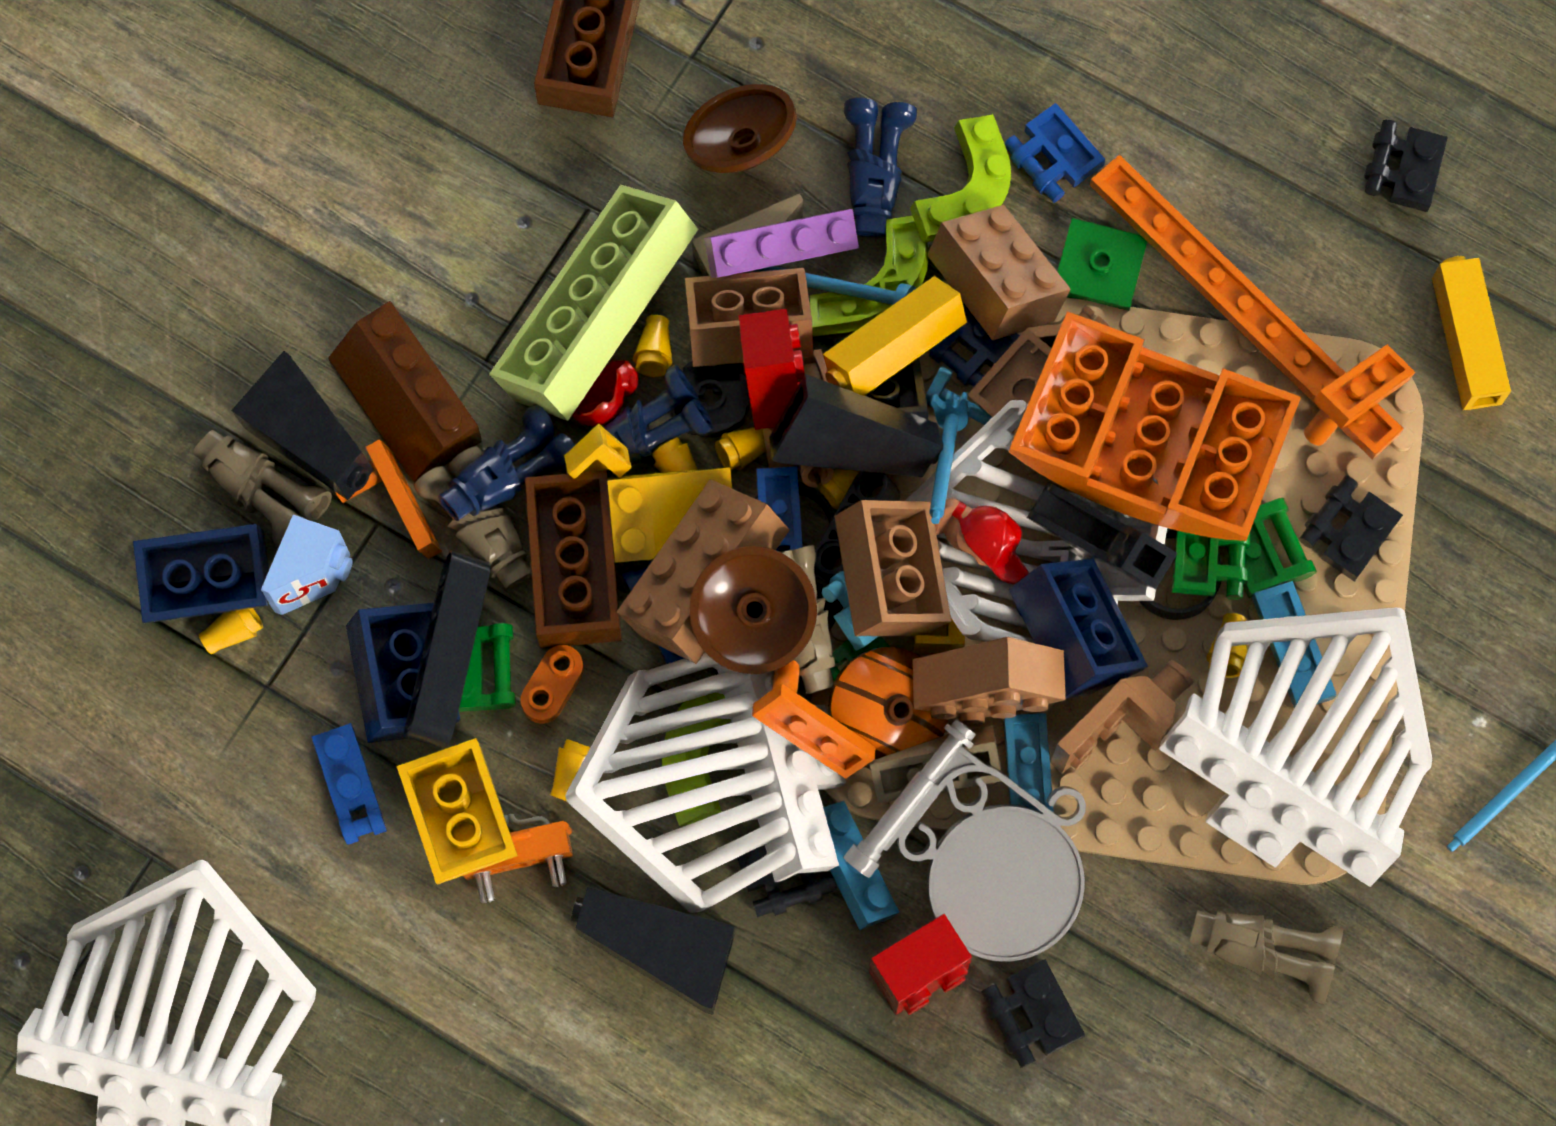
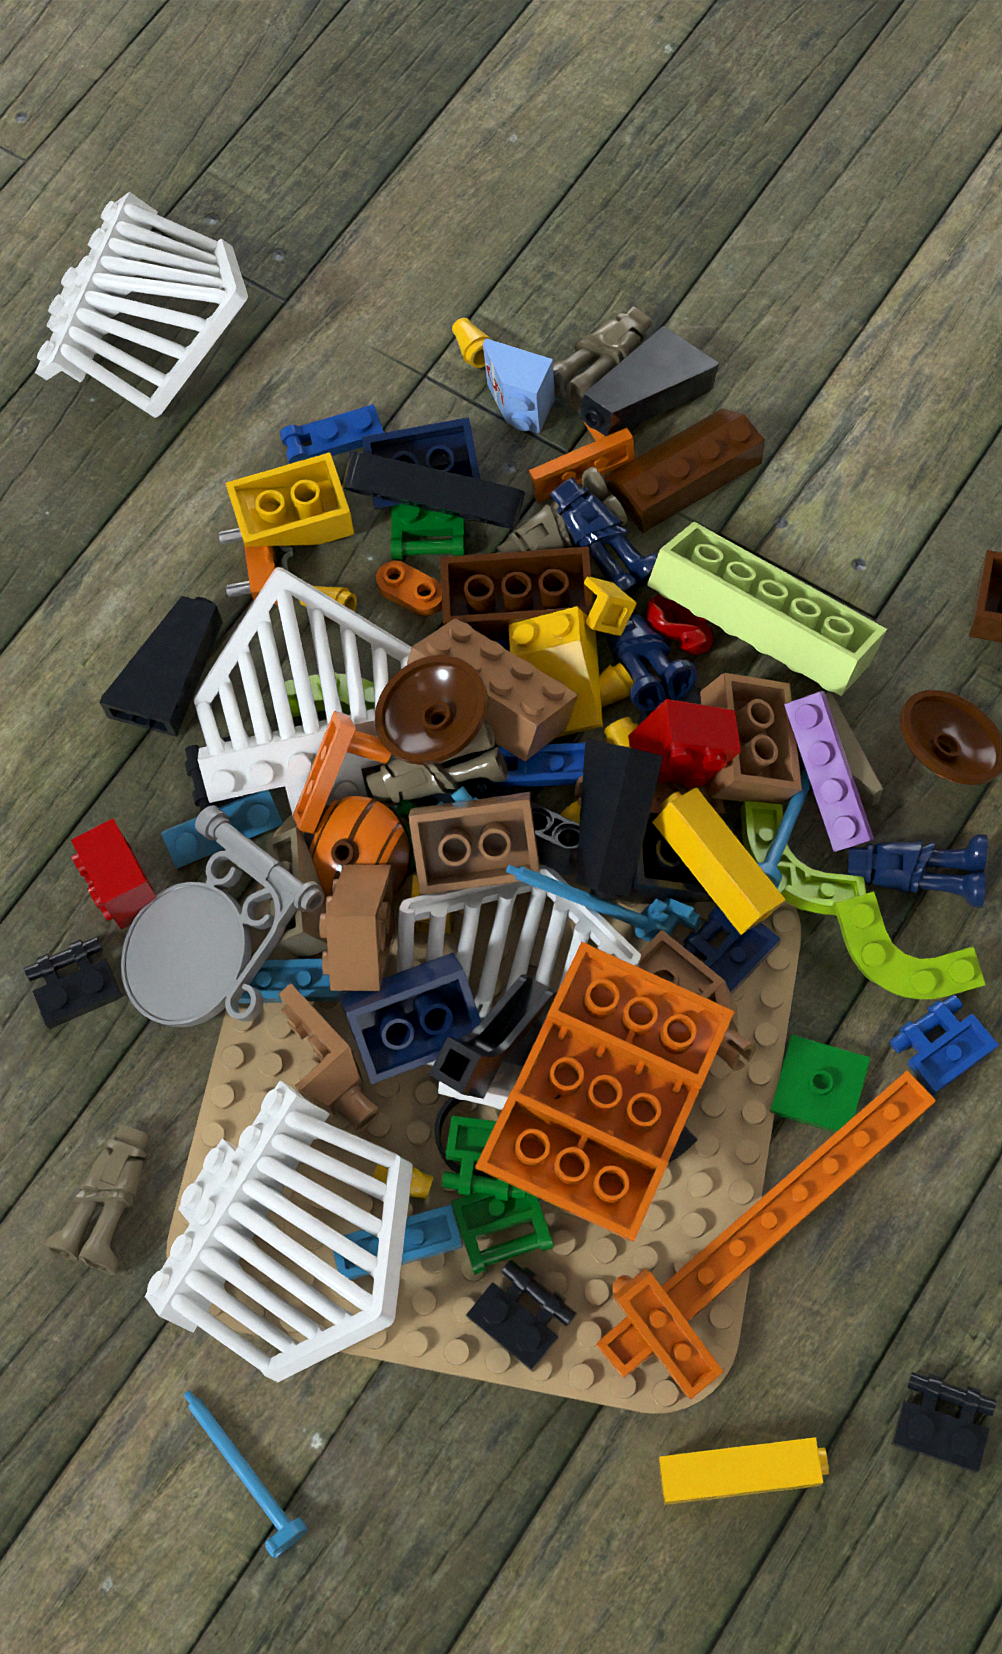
camera: 100 degrees right, 5 degrees down
(201, 573) = (516, 305): dark blue slope -> none
(654, 348) = (722, 661): yellow cone -> none
(986, 535) = (504, 935): red hair -> none
(998, 272) = (798, 969): medium nougat brick -> none

